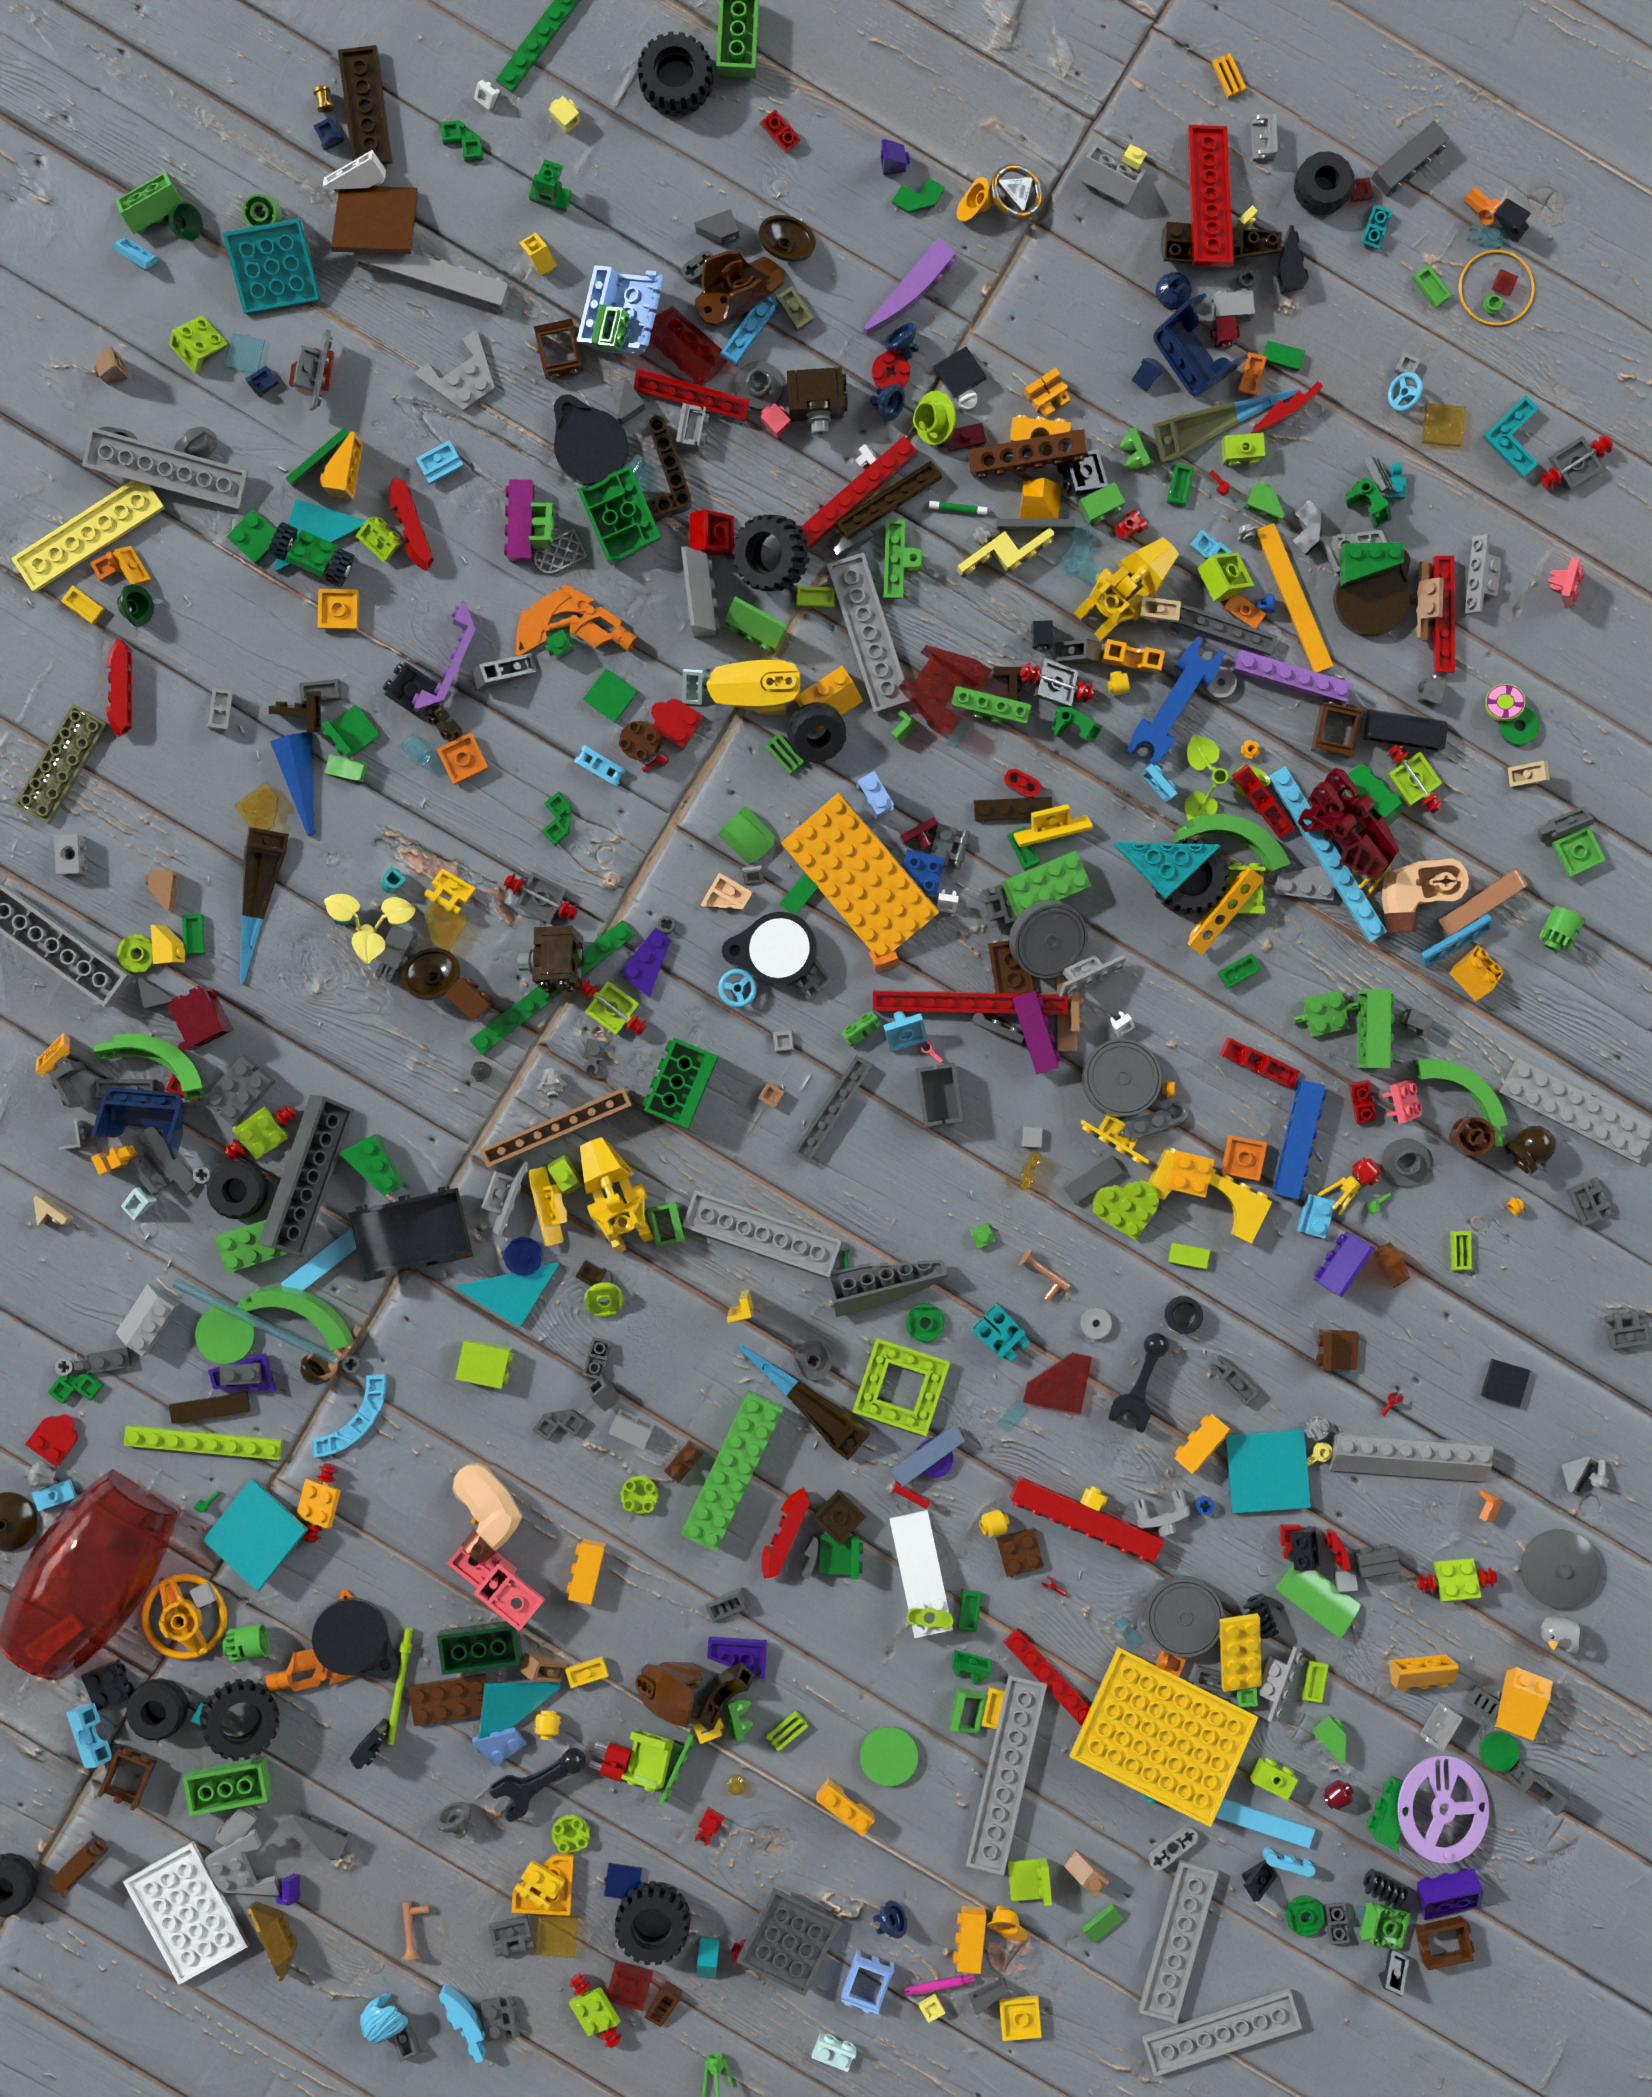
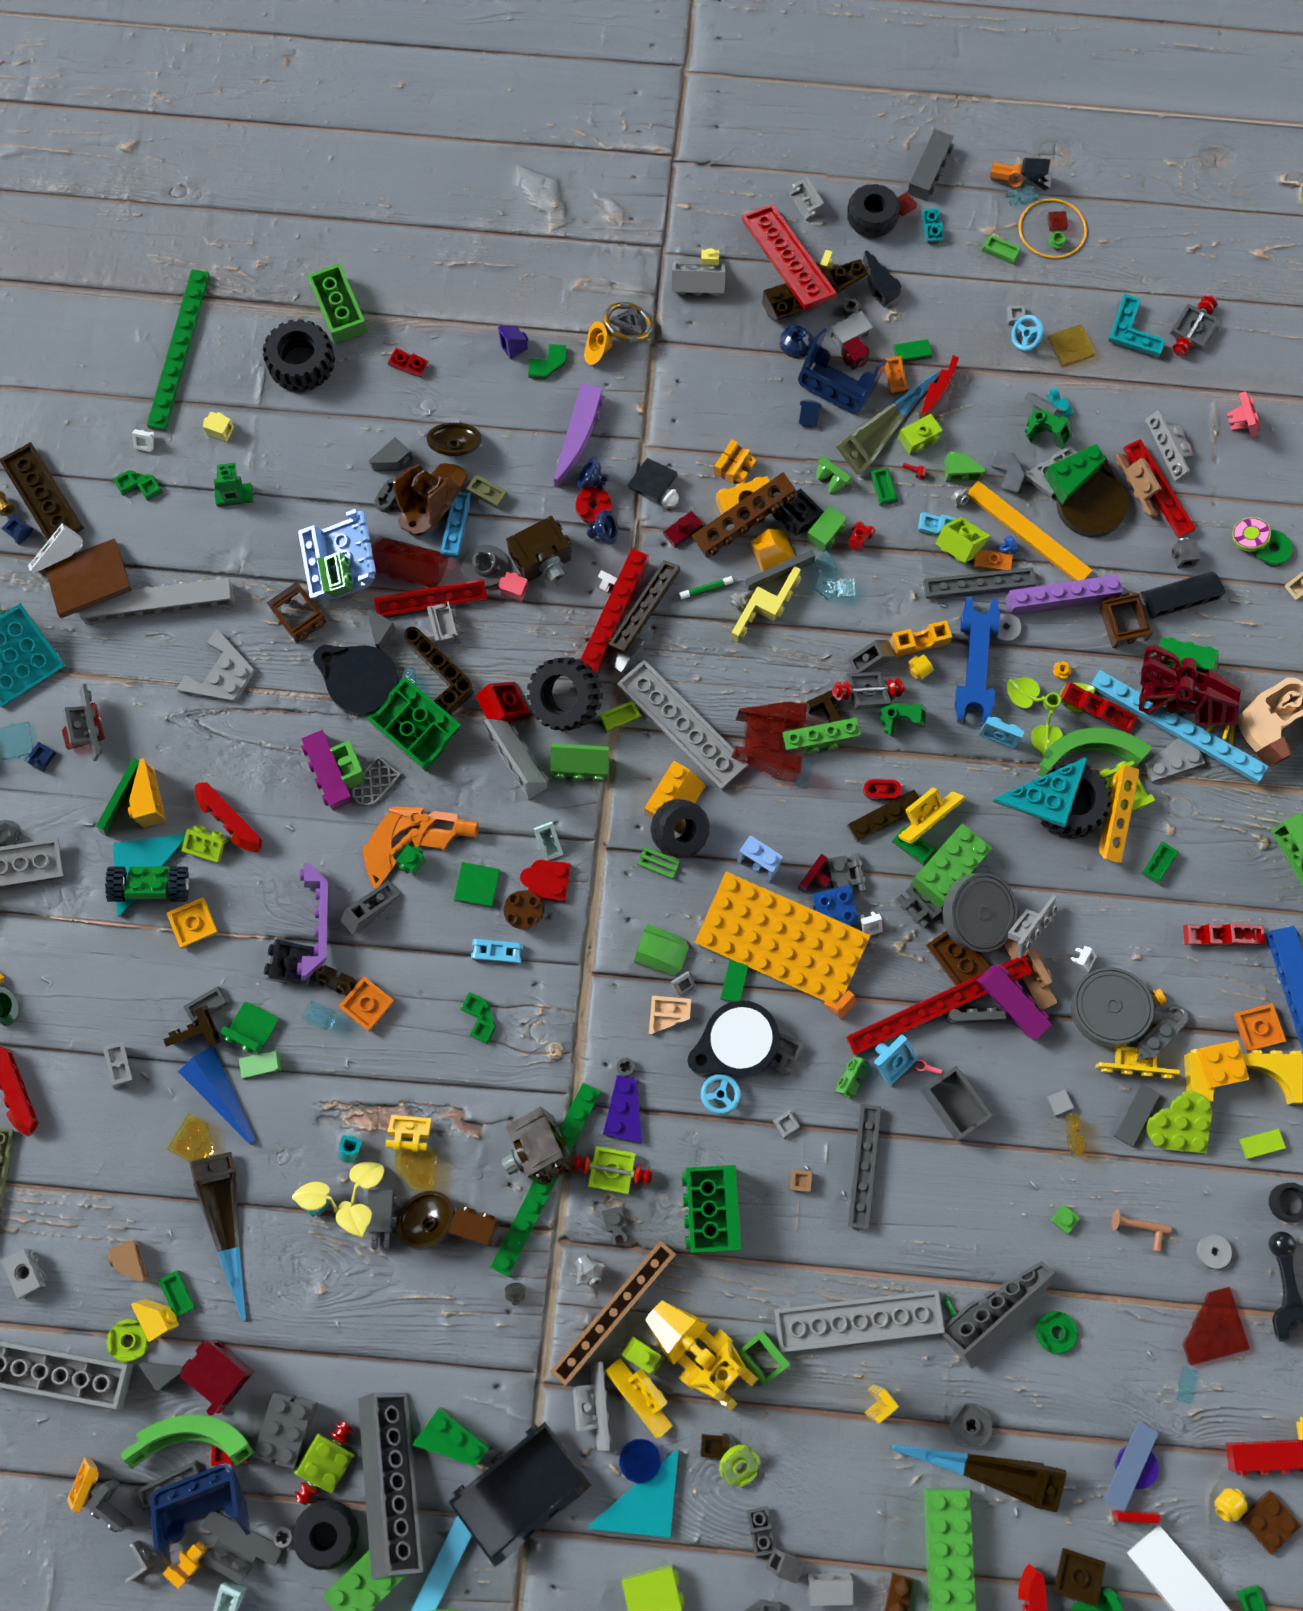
camera: 25 degrees left, 15 degrees down
(252, 536) = (86, 895): green plate -> none
(439, 462) = (231, 753): medium azure plate -> none
(538, 254) = (245, 544): yellow slope -> none
(541, 897) = (497, 1097): dark grey plate -> none
(660, 759) = (548, 920): red hand -> none
(747, 685) = (601, 818): yellow piece -> none
(871, 1407) = (1049, 1444): lime plate -> none
(898, 559) = (677, 652): bright green plate -> none
(905, 728) = (755, 790): bright green tile -> none
(935, 417) = (650, 522): lime helmet -> none
(1003, 1339) = (1140, 1307): teal hips -> none
(1042, 634) = (833, 657): black brick -> none
(1149, 564) = (896, 557): yellow piece -> none
(1160, 609) = (920, 590): tan slope -> none
(1222, 60) = (755, 166): light orange tile -> none
(1325, 1013) = (1255, 863): bright green plate -> none
(1414, 778) = (1214, 629): lime plate -> none

